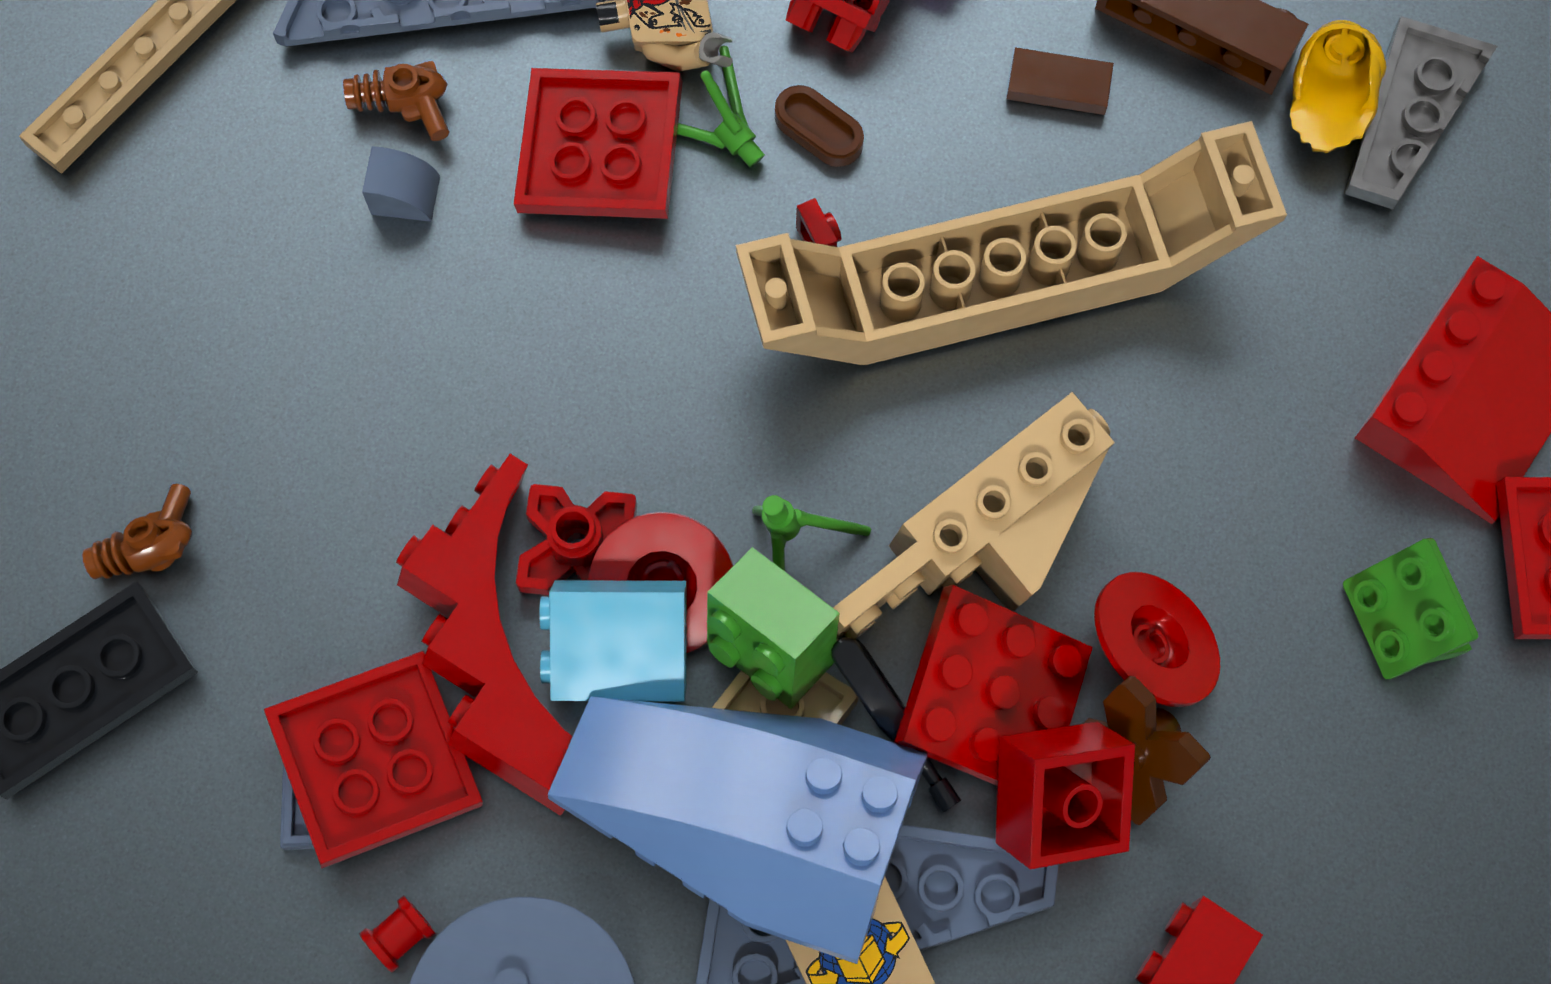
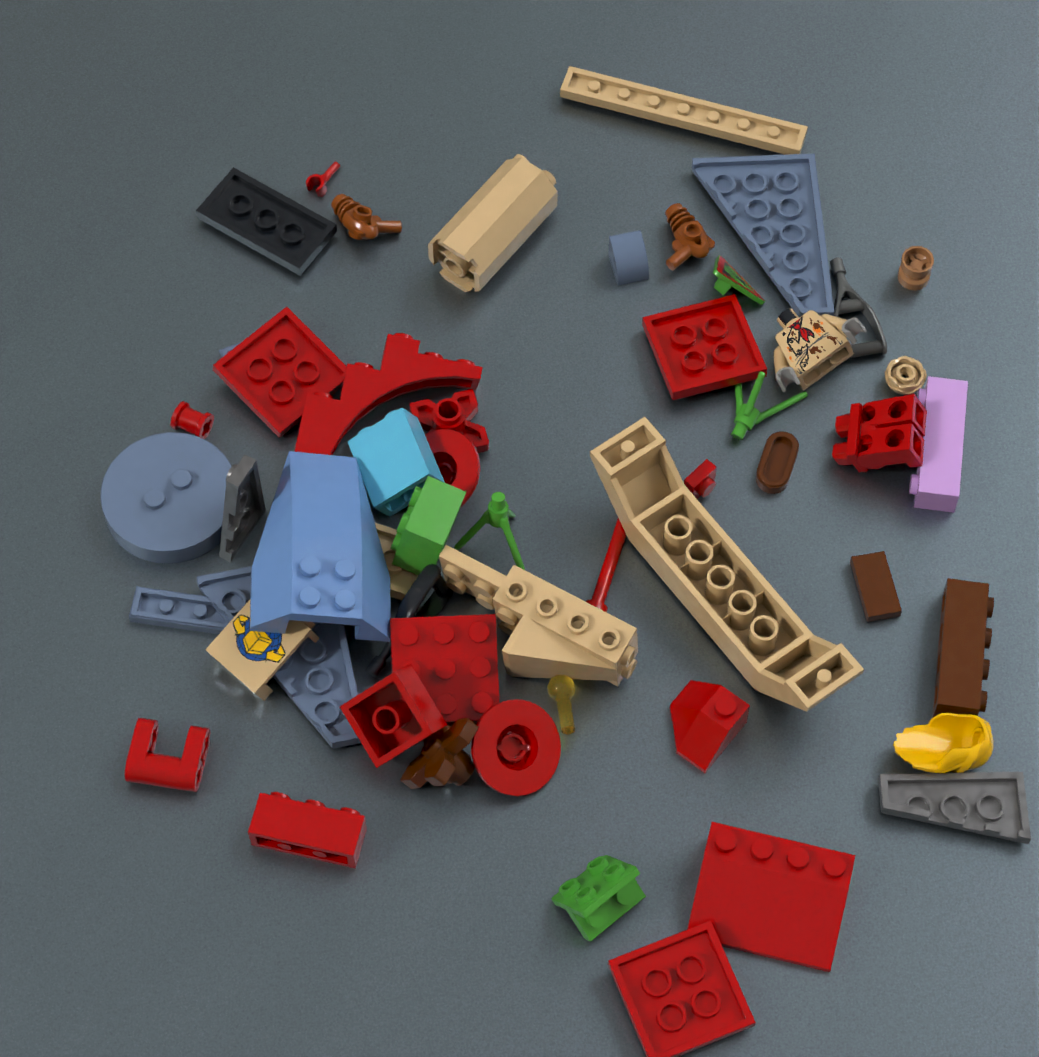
camera: 70 degrees right, 10 degrees down
(32, 573) = (316, 179): none -> red hand
(259, 343) = (493, 224): none -> tan brick
(503, 68) = (729, 277): none -> bright green piece
(605, 900) = (242, 506): none -> flat silver wing
(957, 447) = (608, 568): none -> red bar
(1081, 545) = (561, 689): none -> clear yellow bar
(1192, 371) = (706, 722): none -> red slope

